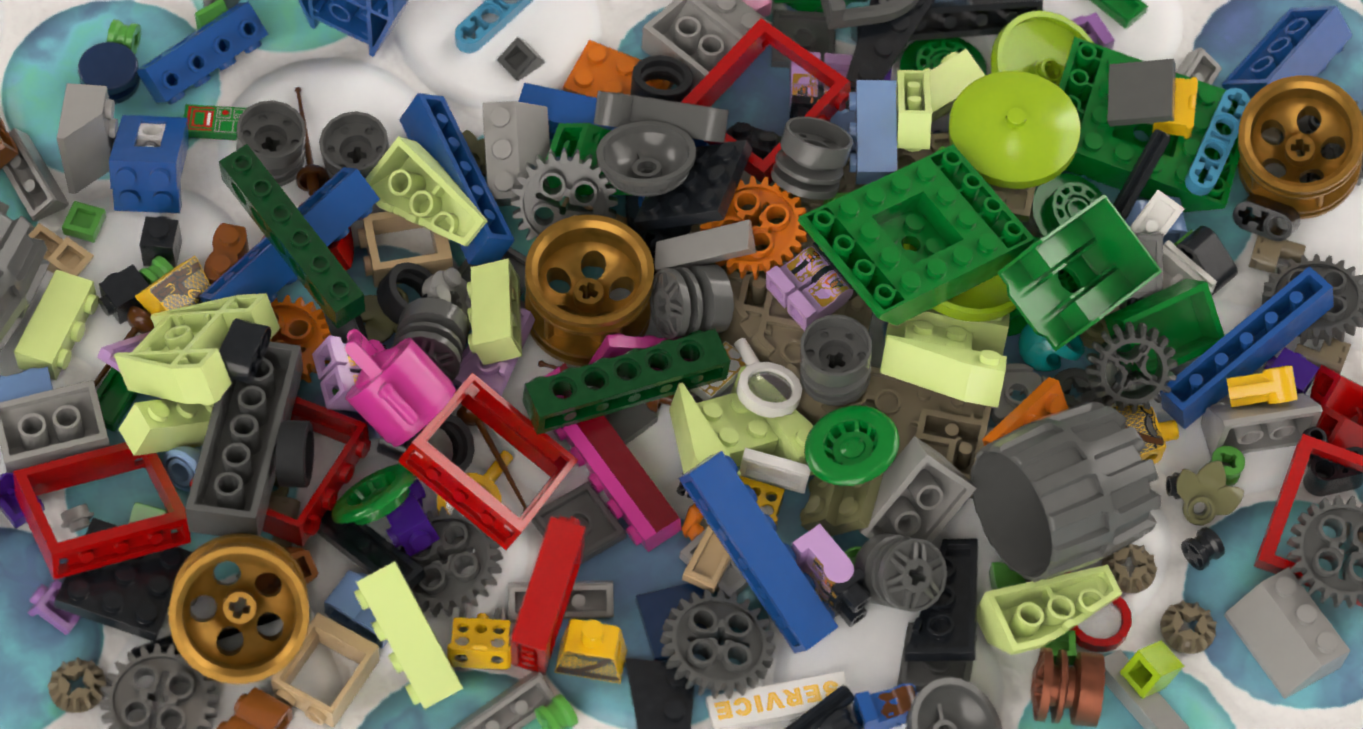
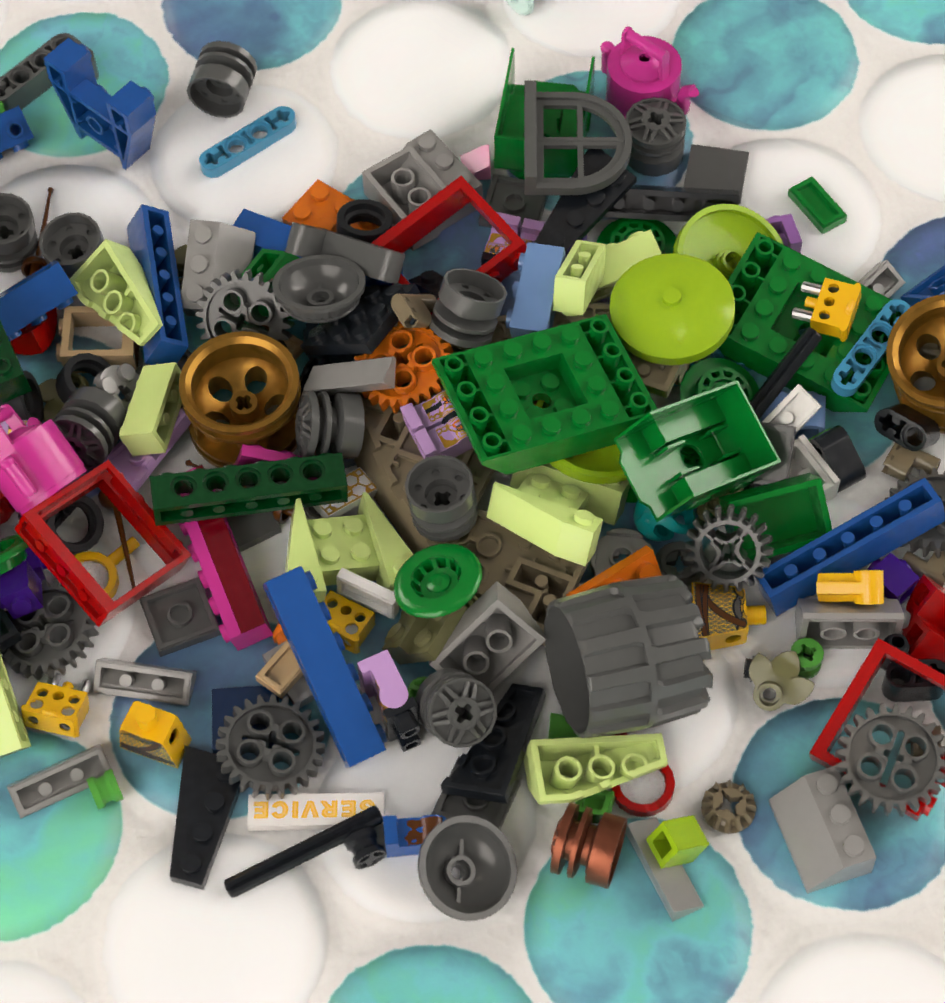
camera: 20 degrees right, 0 degrees up
(520, 59) = (253, 188): dark grey slope -> none
(548, 594) = (96, 666): red window -> none
(755, 167) = (413, 309): none -> dark tan piece
(766, 386) = (379, 514): white piece -> none
(1141, 92) = (804, 291): dark grey tile -> none
(1142, 575) = (695, 750): dark tan gear -> none
(1202, 548) = (761, 733): black wheel -> none

